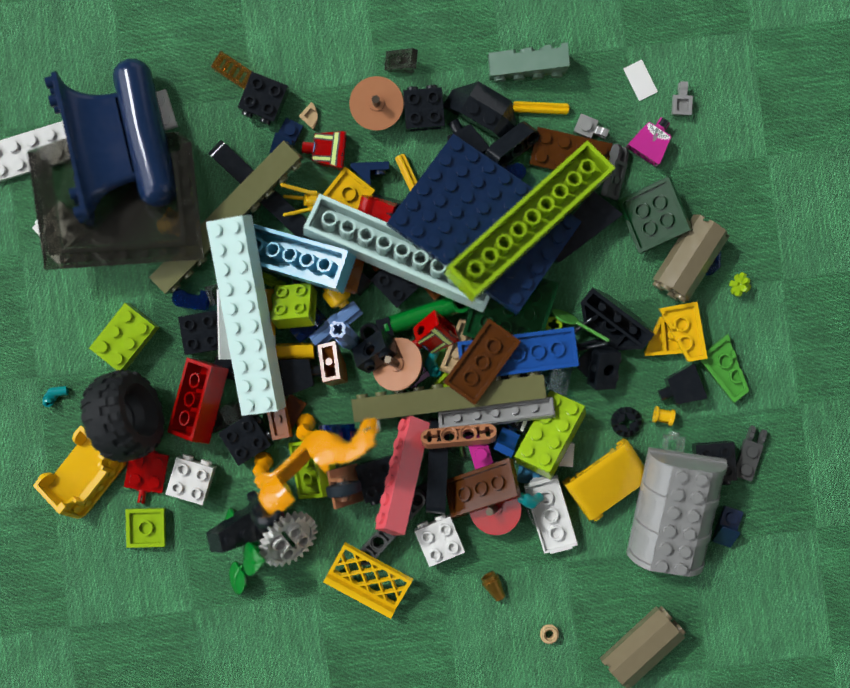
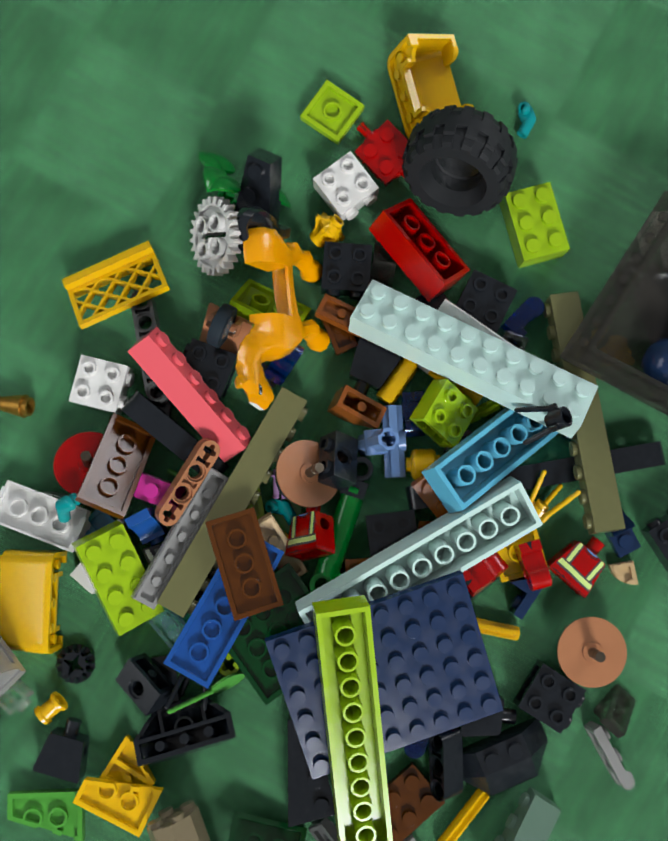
camera: 125 degrees right, 5 degrees down
(228, 470) = (327, 229): none -> yellow rock
(249, 235) = (555, 419): none -> black plant
(348, 179) = (533, 565): none -> red leg
(433, 43) = (609, 755): none -> light grey hinge

